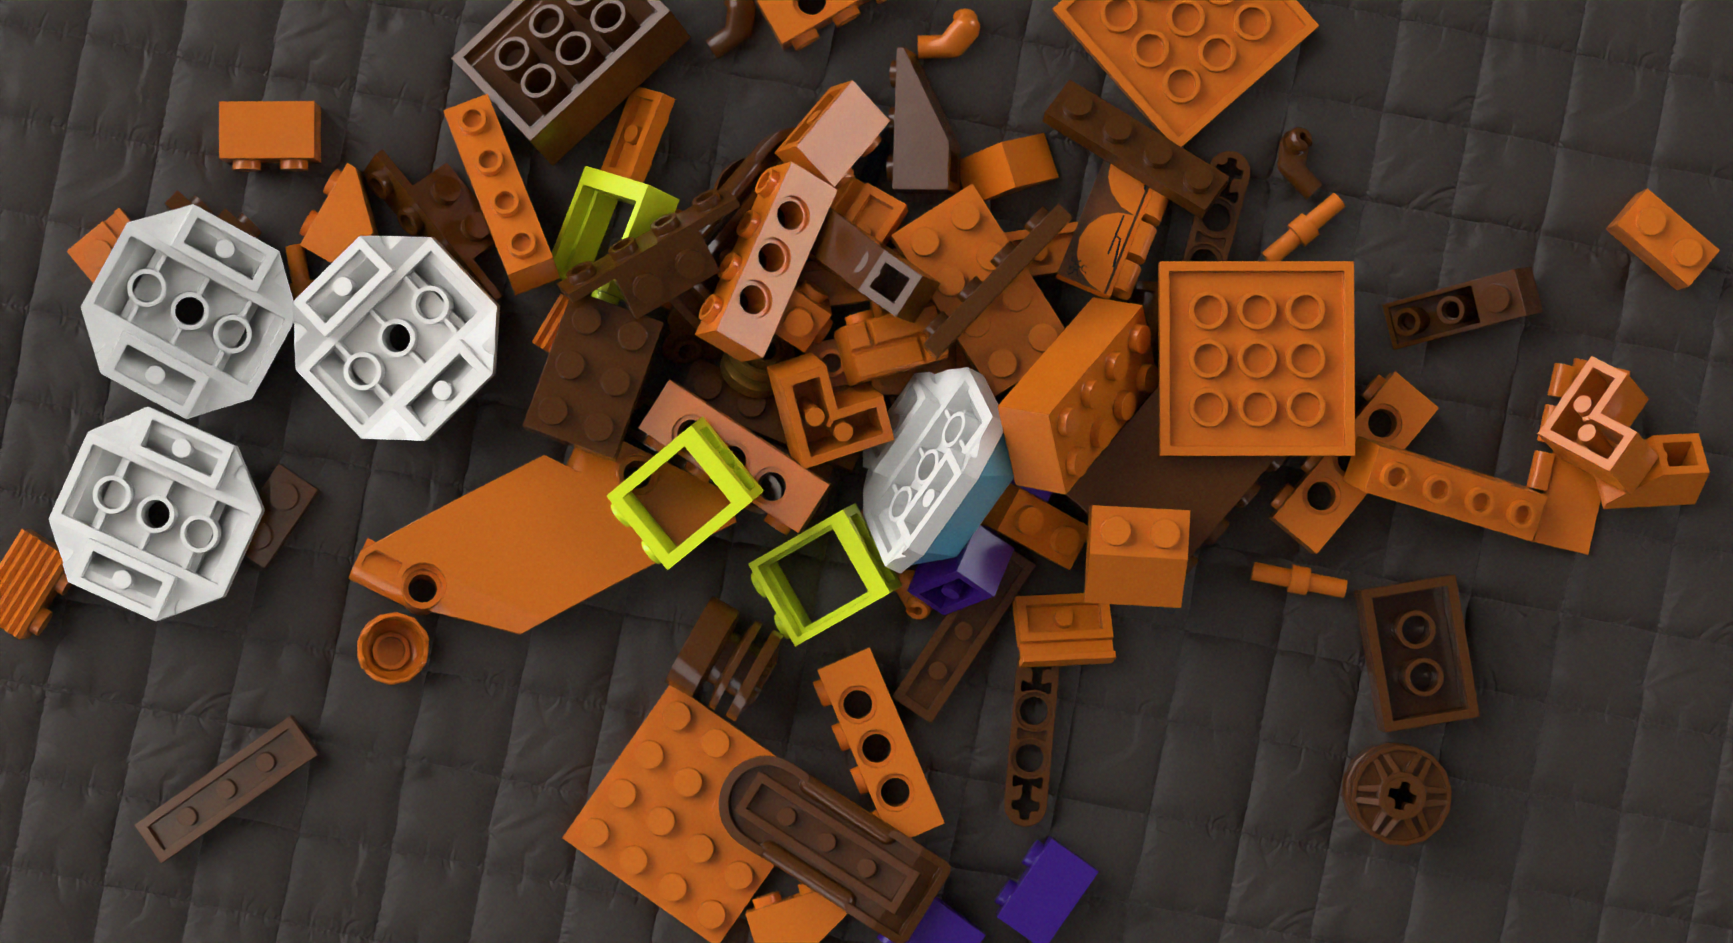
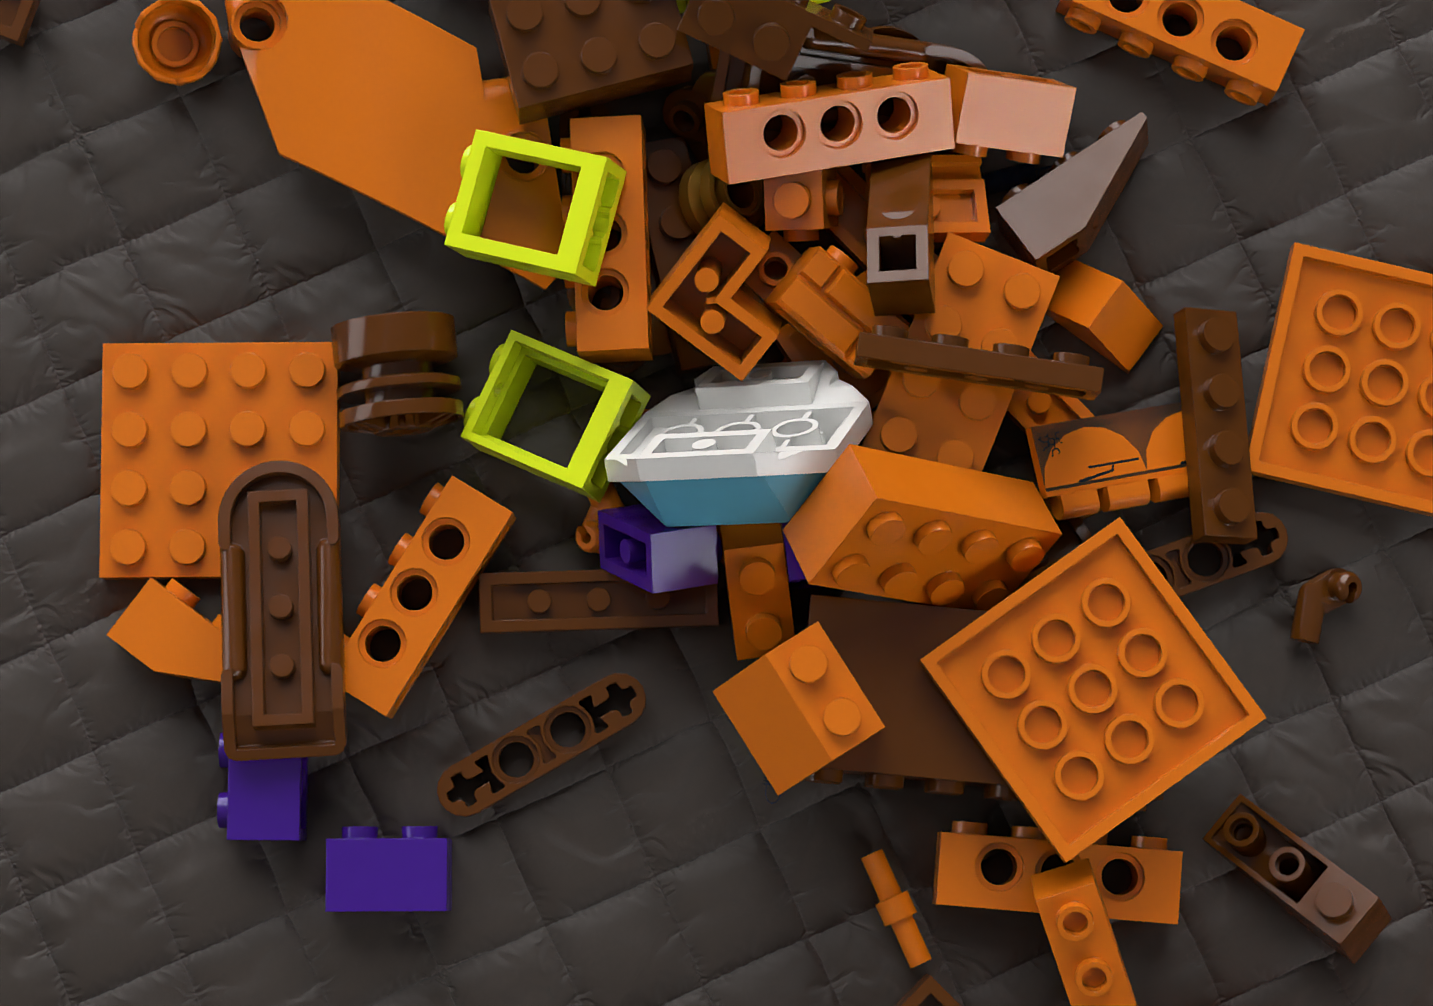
camera: 55 degrees right, 5 degrees down
(954, 40) = (1190, 170): orange arm -> none
(1062, 631) = (670, 699): orange plate -> none
(1304, 229) = (1260, 657): orange bar -> none

